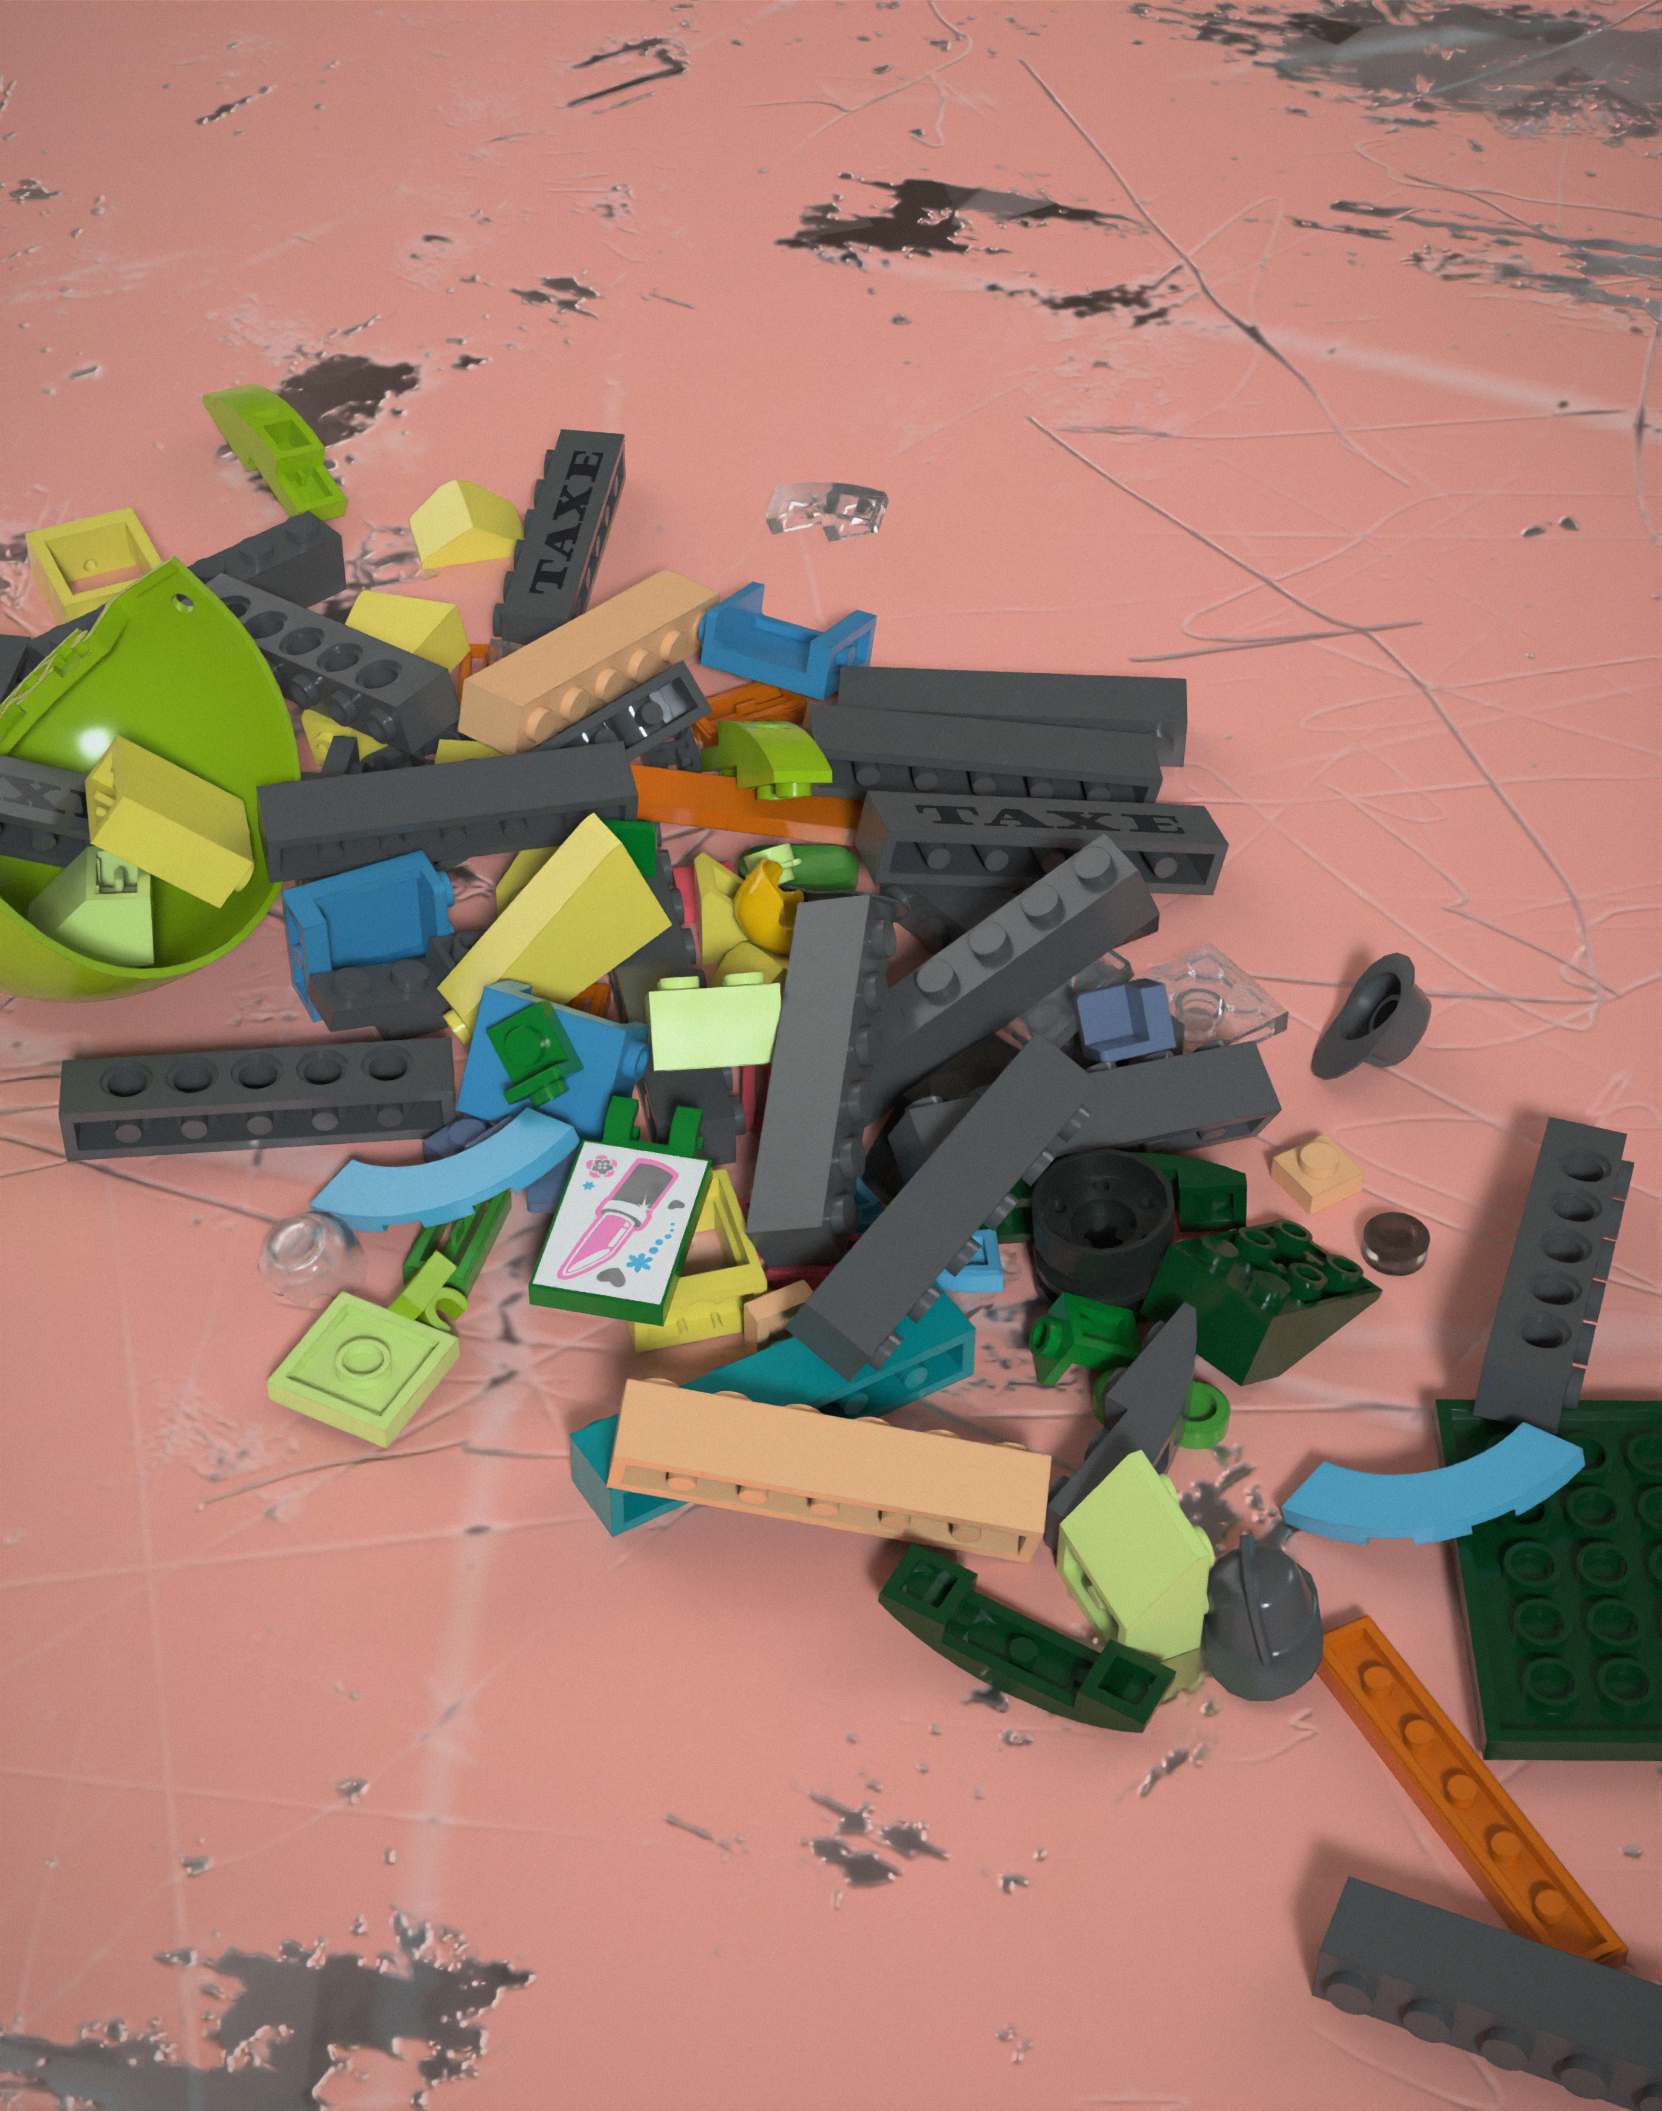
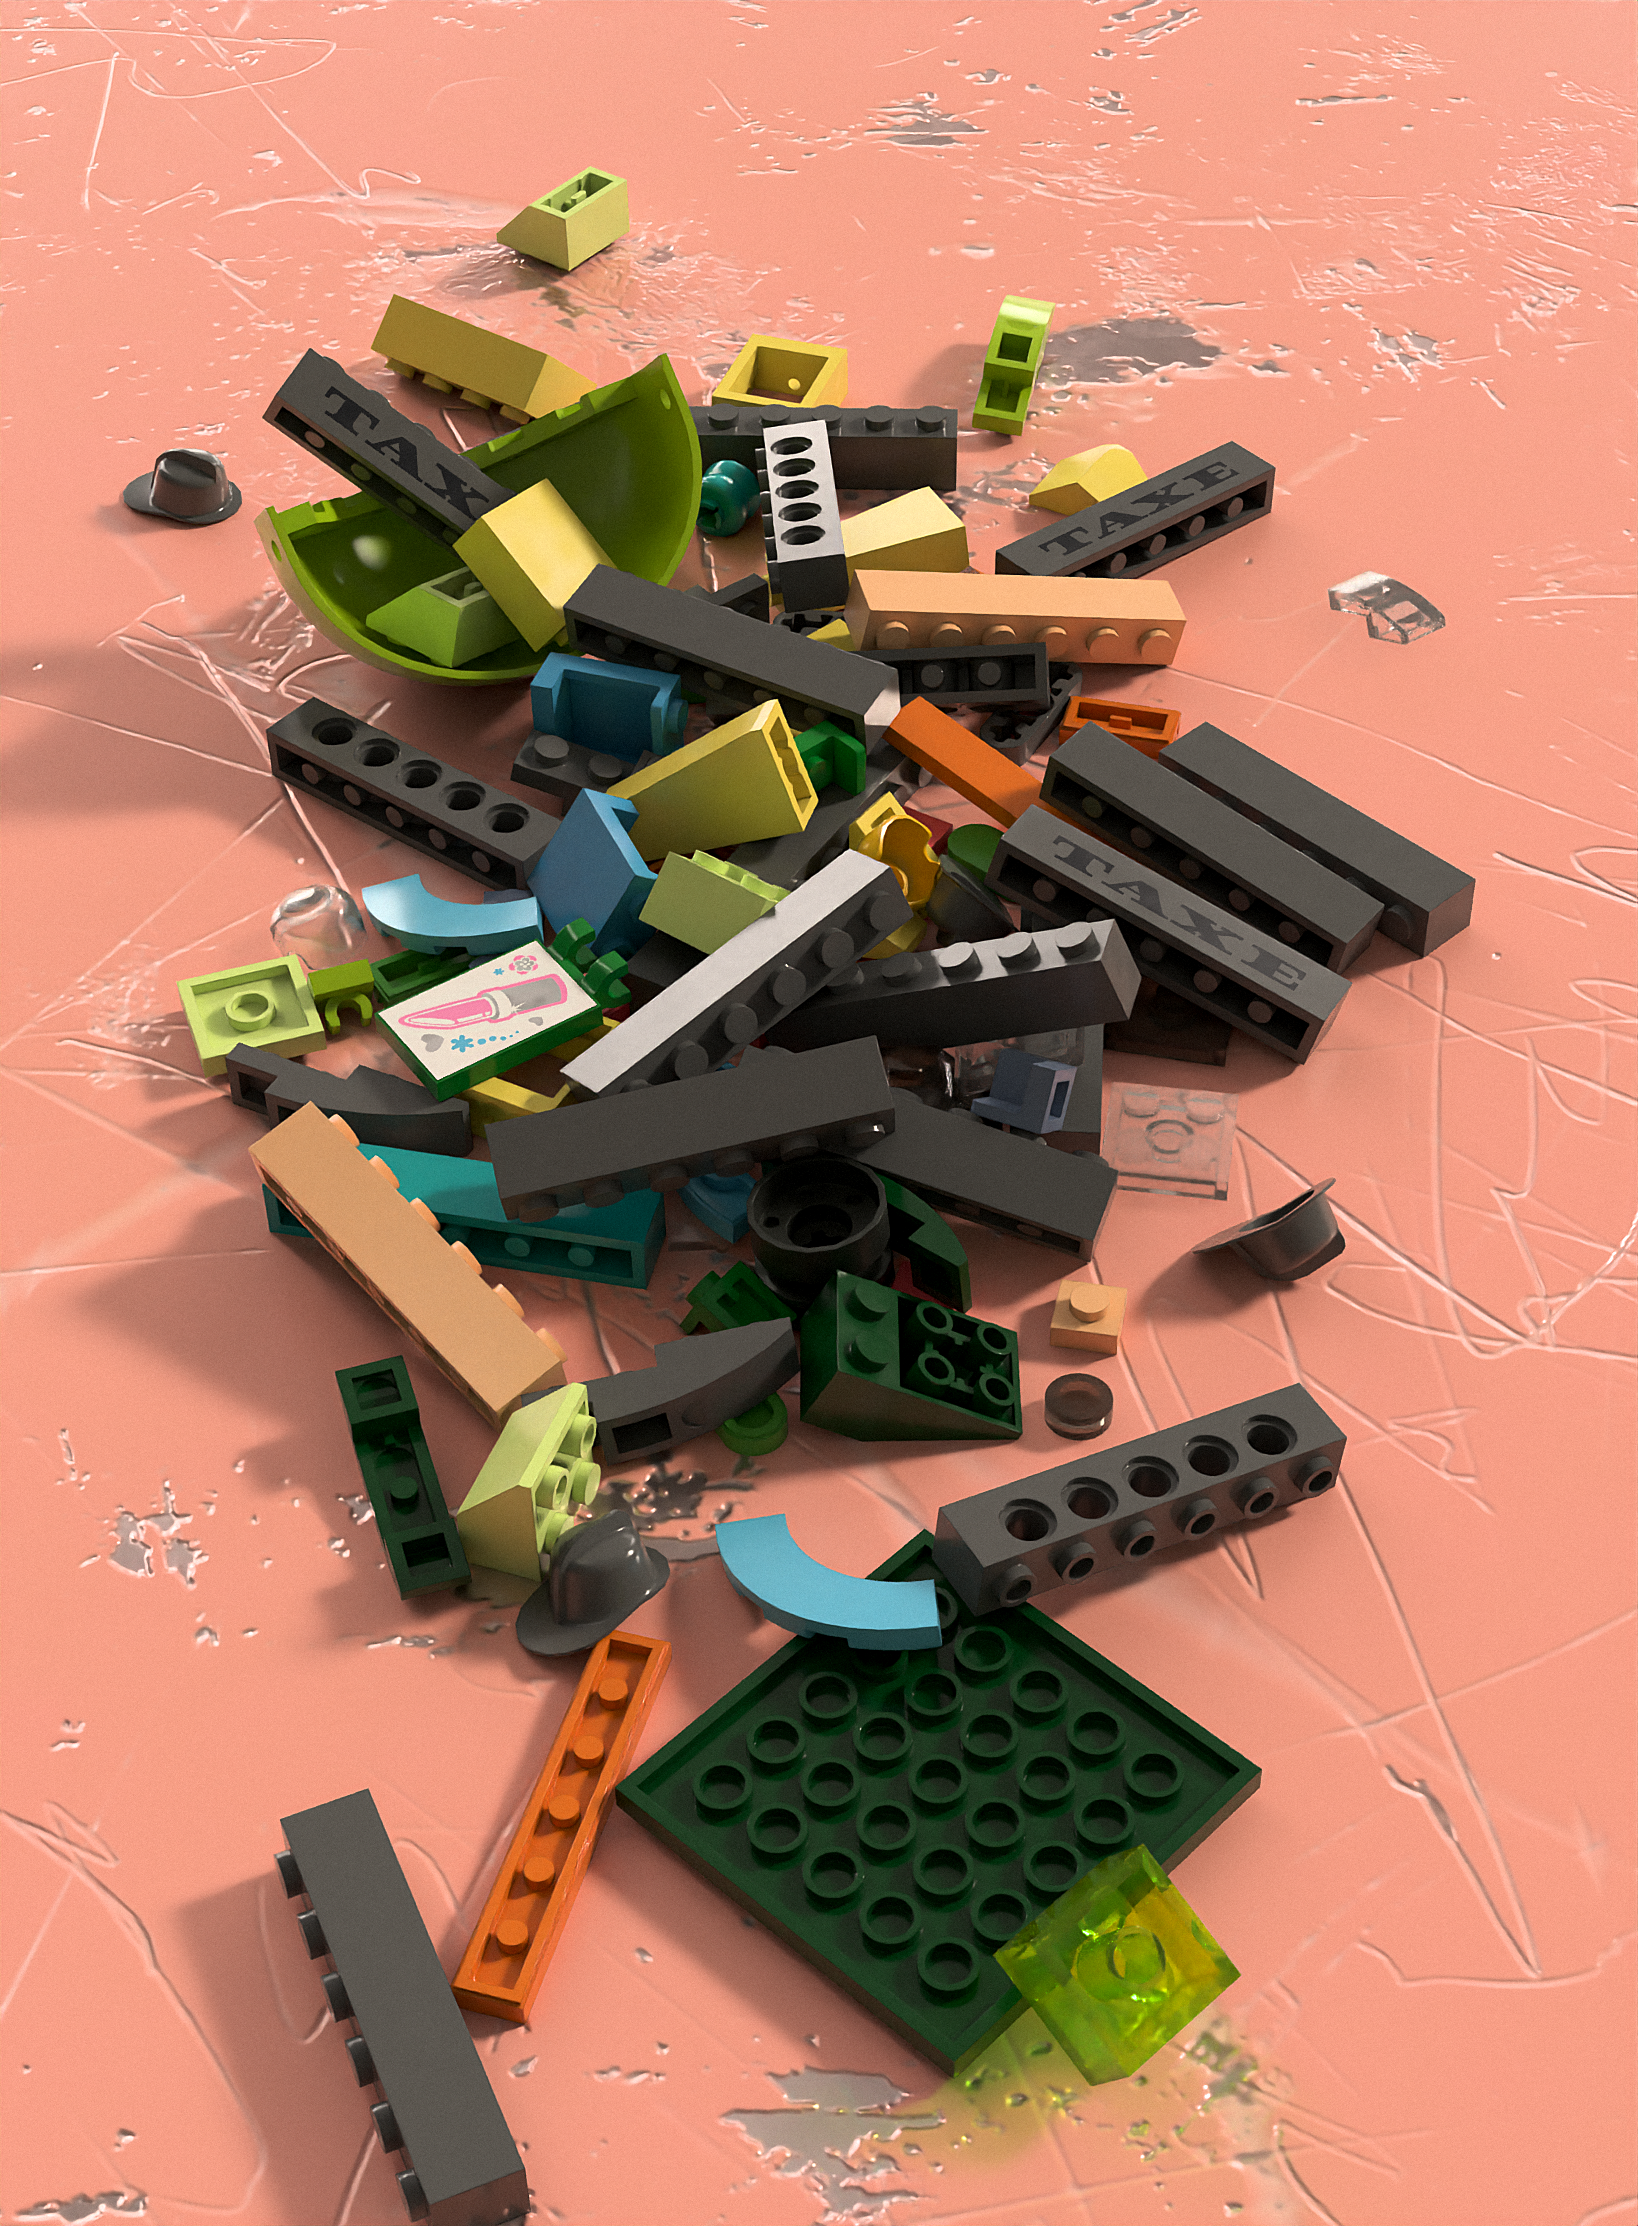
camera: 45 degrees right, 0 degrees up
(535, 1054) = (575, 861): green bracket -> none
(546, 1402) = (373, 1103): none -> dark grey slope
(768, 757) = (1019, 748): lime slope -> none
(781, 653) = (1186, 682): dark azure panel -> none
(781, 854) = (959, 839): yellowish green plate -> none

